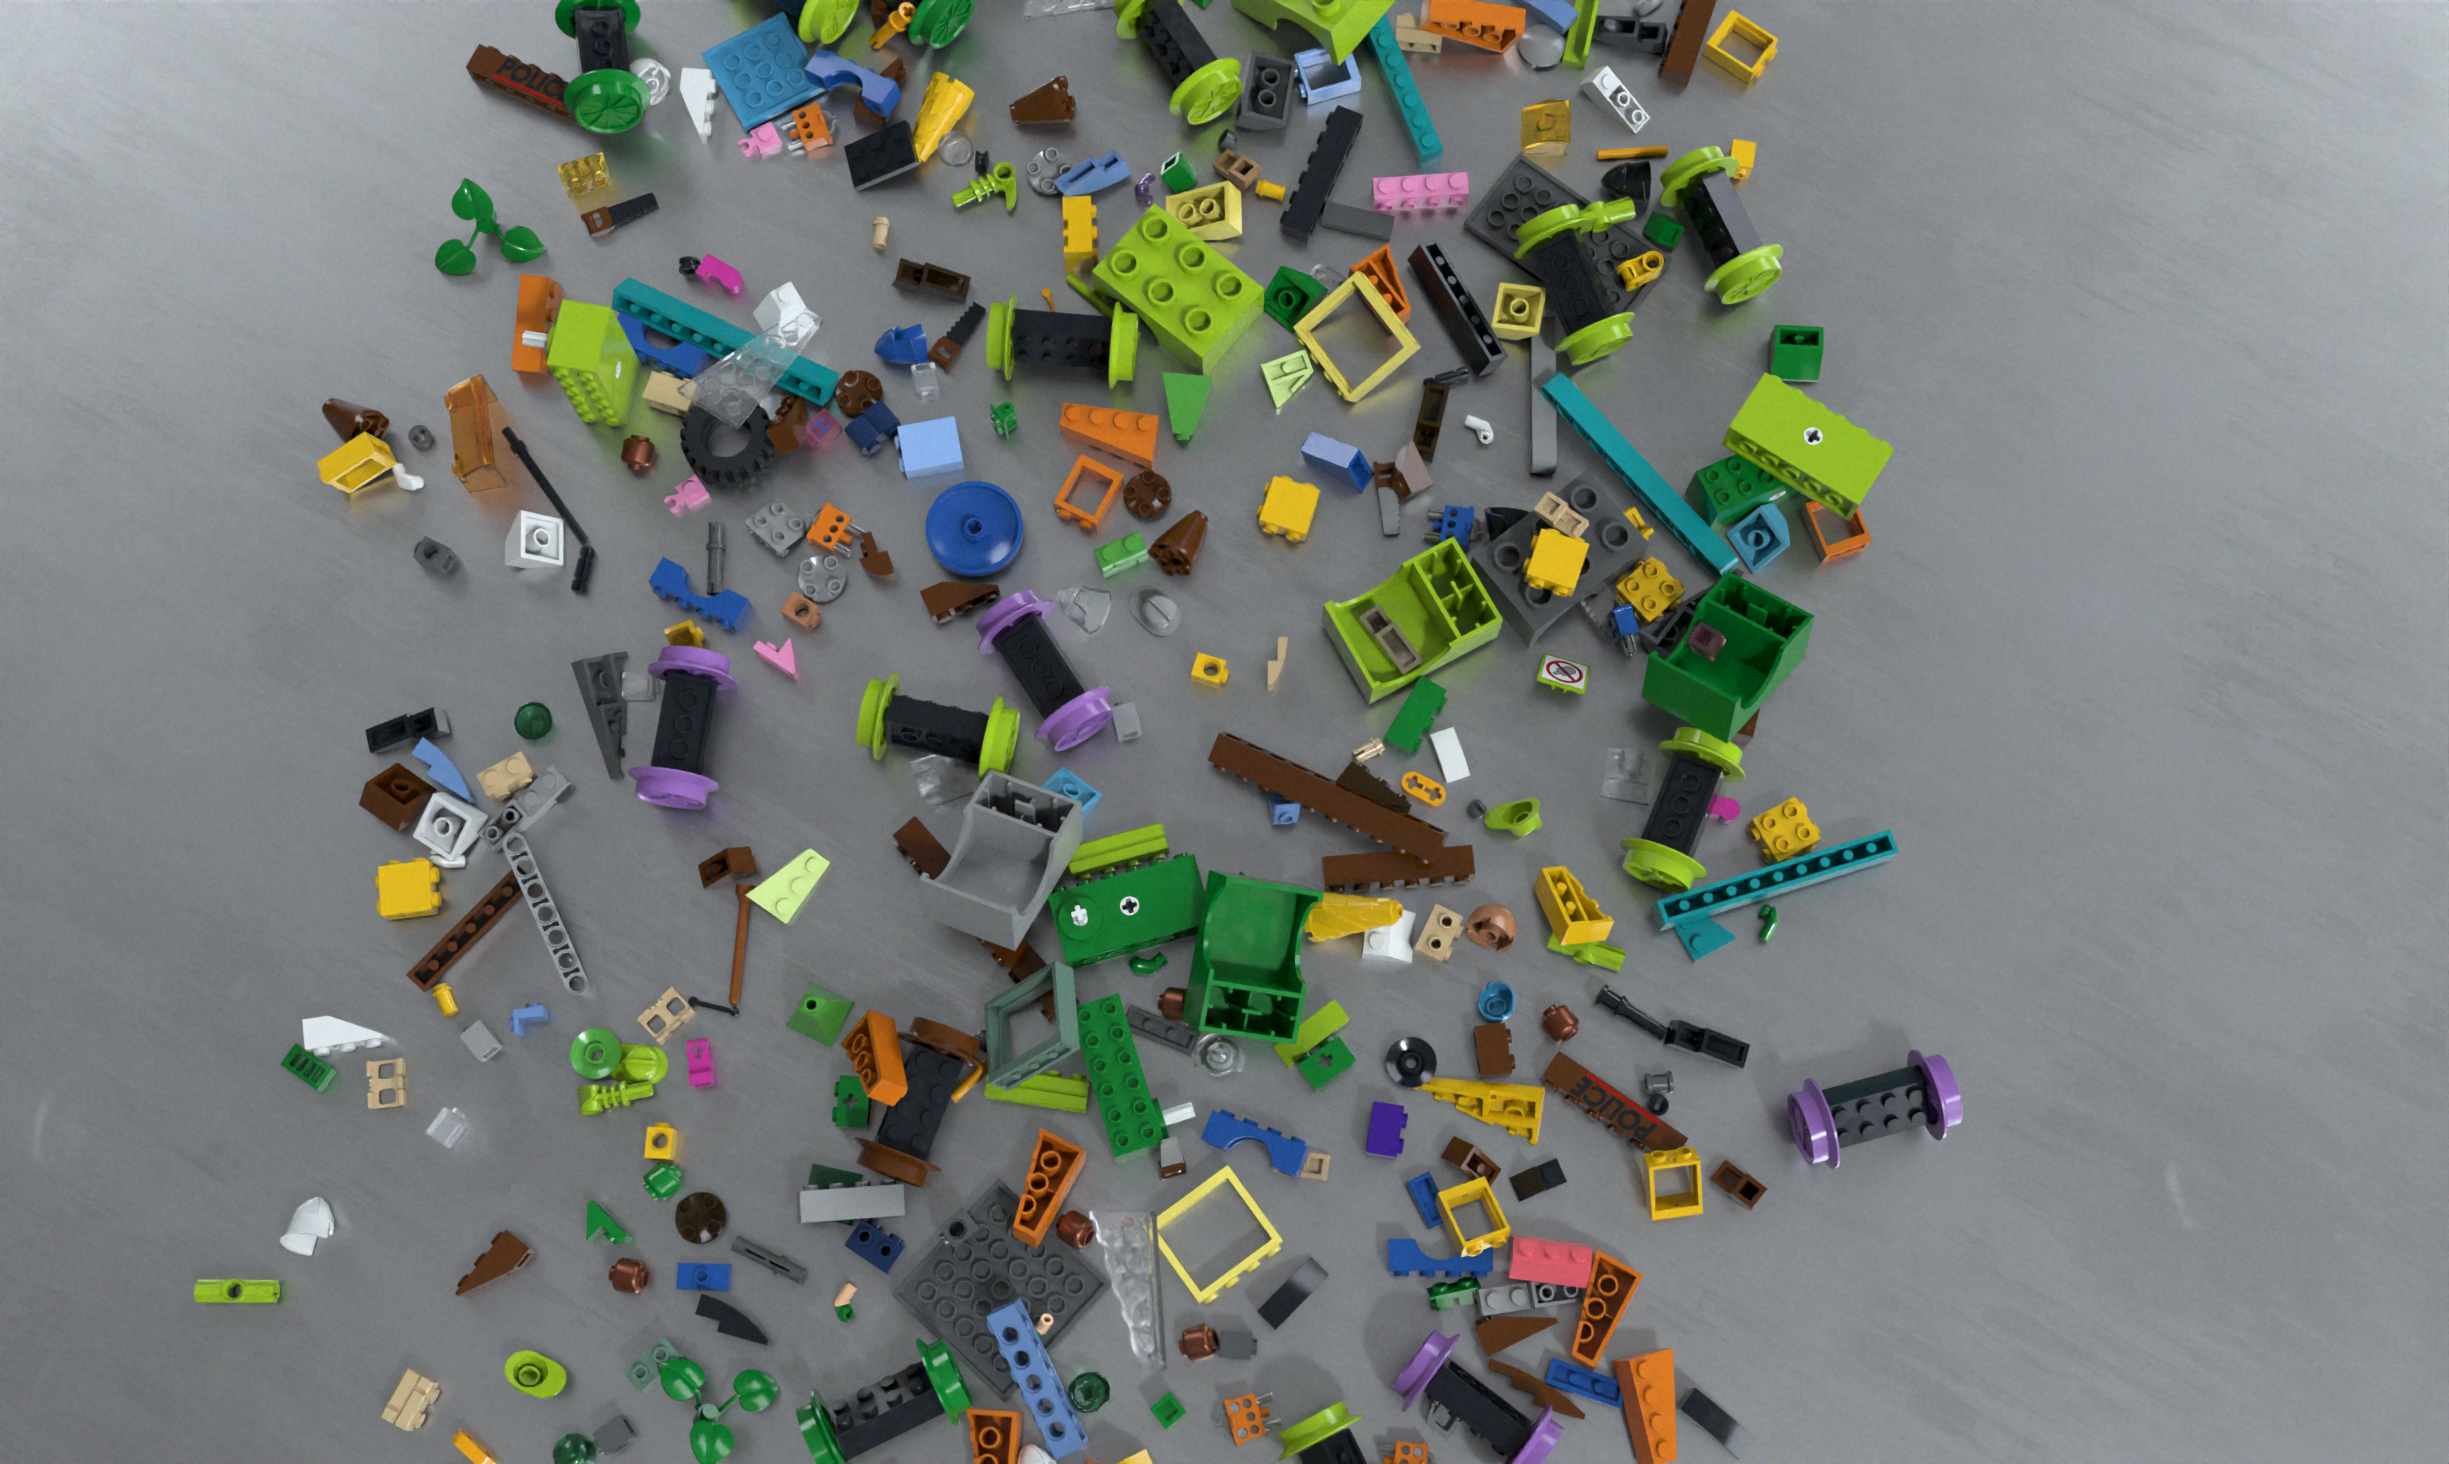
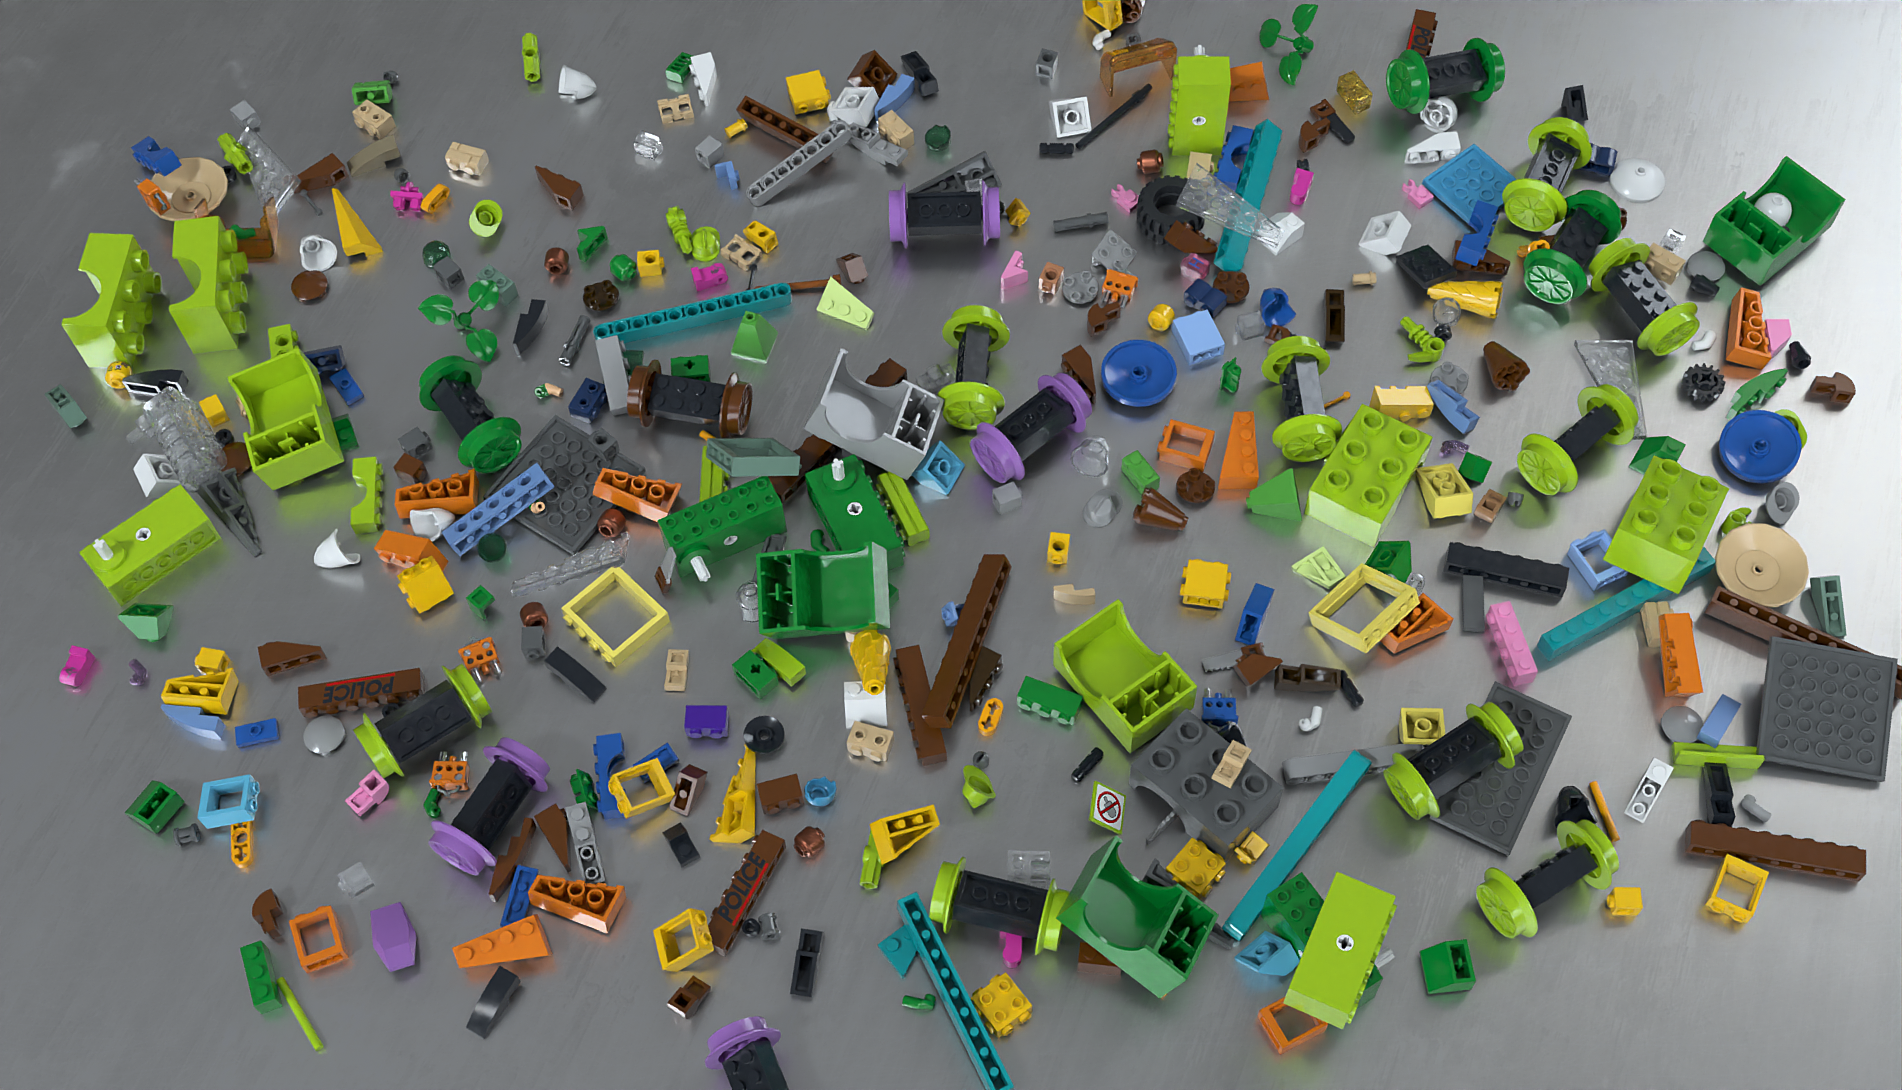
camera: 85 degrees right, 15 degrees down
(583, 1052) = (708, 209): bright green dish -> none
(638, 246) = (1311, 134): none -> reddish brown brick
(646, 984) = (761, 236): none -> yellow leg
(703, 1276) = (560, 305): blue plate -> none
(726, 608) = (1057, 200): blue arch -> none
(768, 1102) = (696, 314): none -> teal beam
(810, 127) = (1436, 221): orange piece -> none
(818, 191) = (1386, 233): none -> white slope
(877, 1057) = (716, 366): orange wedge -> none
(891, 486) = (1161, 317): none -> yellow head
(1226, 1132) = (679, 649): blue arch -> none
(1265, 92) = (1564, 513): dark grey slope -> none
(1270, 190) = (1480, 534): yellow pin -> none
(1368, 750) = (1015, 671): tan pin -> none
(1389, 639) = (1107, 665): dark tan slope -> none
(1449, 754) = (1021, 731): white slope -> none
(1457, 307) = (1413, 683): black brick -> none
(1492, 926) = (883, 779): nougat cylinder -> none
(1500, 688) = (1087, 764): none -> black axle
(1546, 128) = (1603, 738): clear yellow slope -> none
(1549, 1260) = (614, 852): coral slope -> none
(1555, 562) = (1188, 760): yellow brick -> none
(1609, 213) = (1531, 784): lime piece -> none
(1621, 1007) = (830, 888): black pin -> none
(1623, 626) = (1158, 847): blue piece -> none
(1637, 273) = (1486, 819): yellow piece -> none
(1663, 229) = (1537, 843): green panel -> none
(1706, 641) = (1150, 902): clear pink brick -> none

